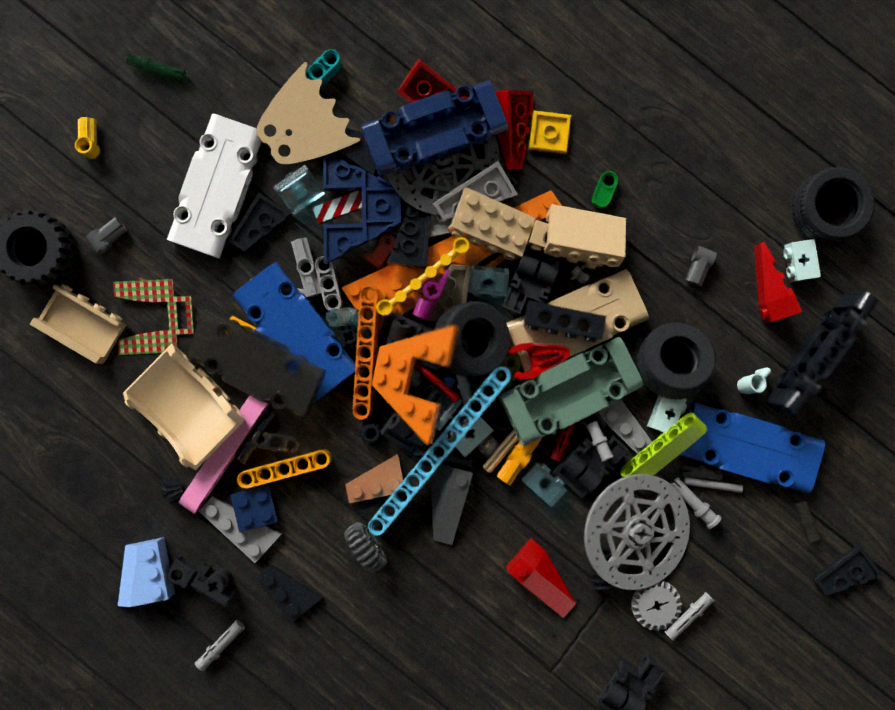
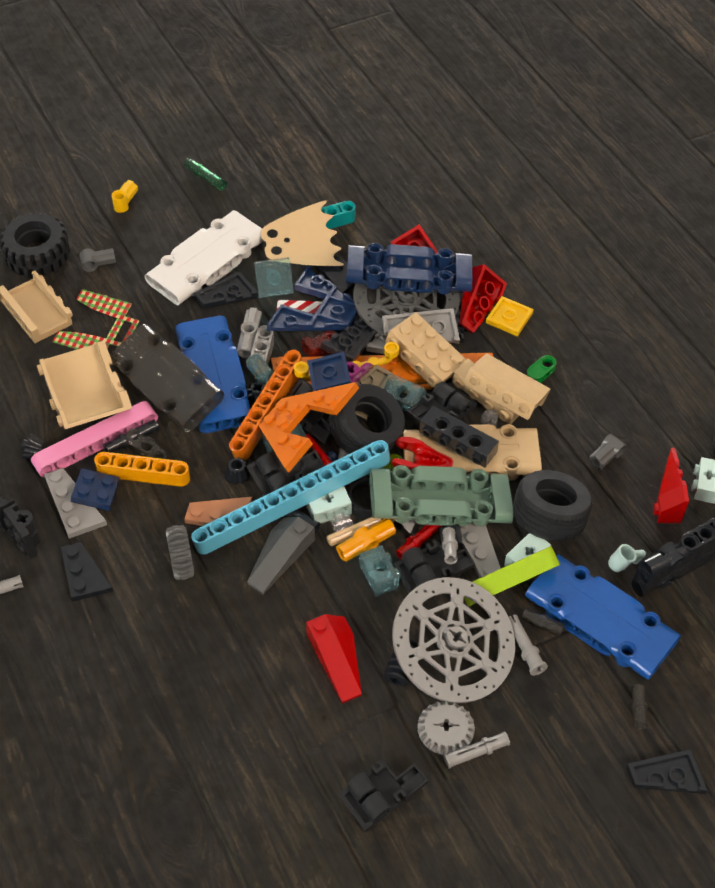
camera: 25 degrees right, 35 degrees down
(416, 307) = (329, 371): none -> dark blue plate
(713, 484) = (551, 638): light grey piece -> none

